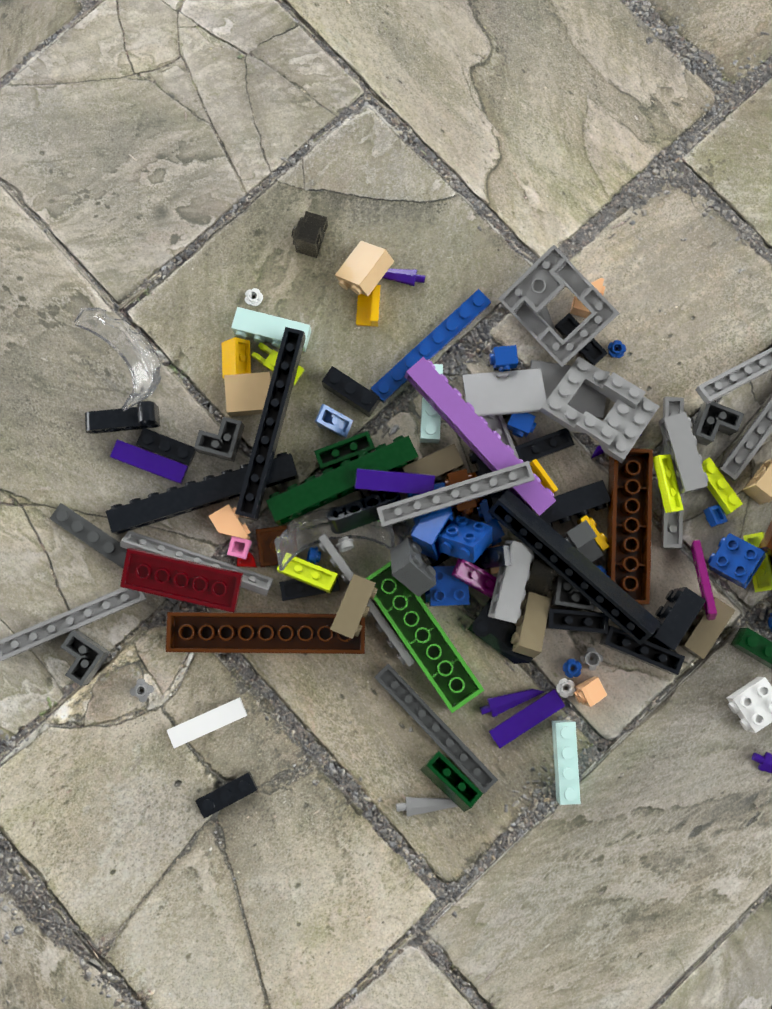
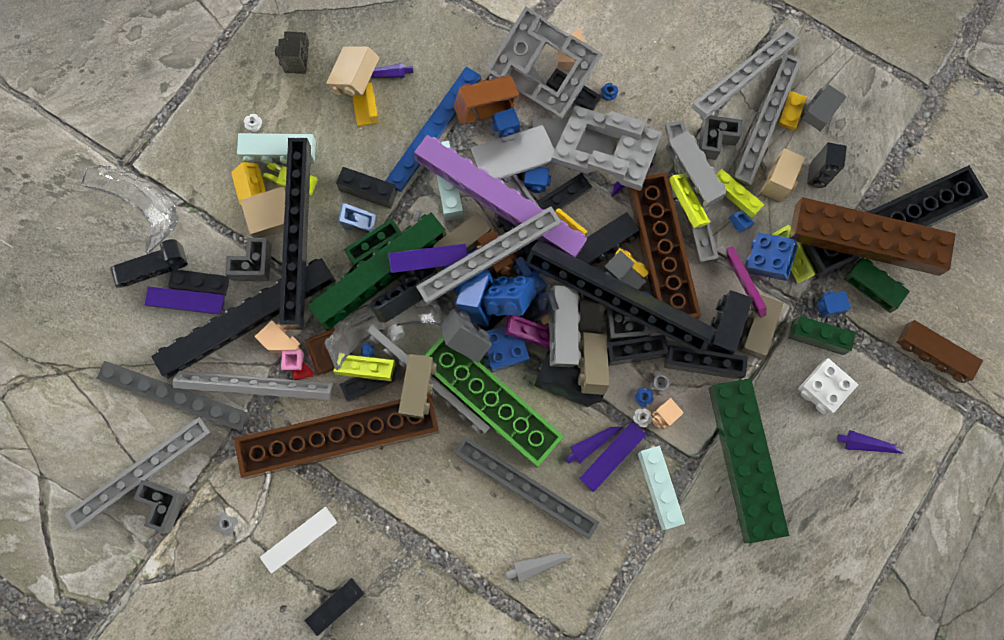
camera: 15 degrees left, 5 degrees down
(181, 580) = (241, 404): dark red plate -> none
(451, 781) = (554, 534): dark green brick -> none
(490, 330) = (486, 98): none -> dark orange piece
(658, 758) = (748, 461): none -> dark green brick

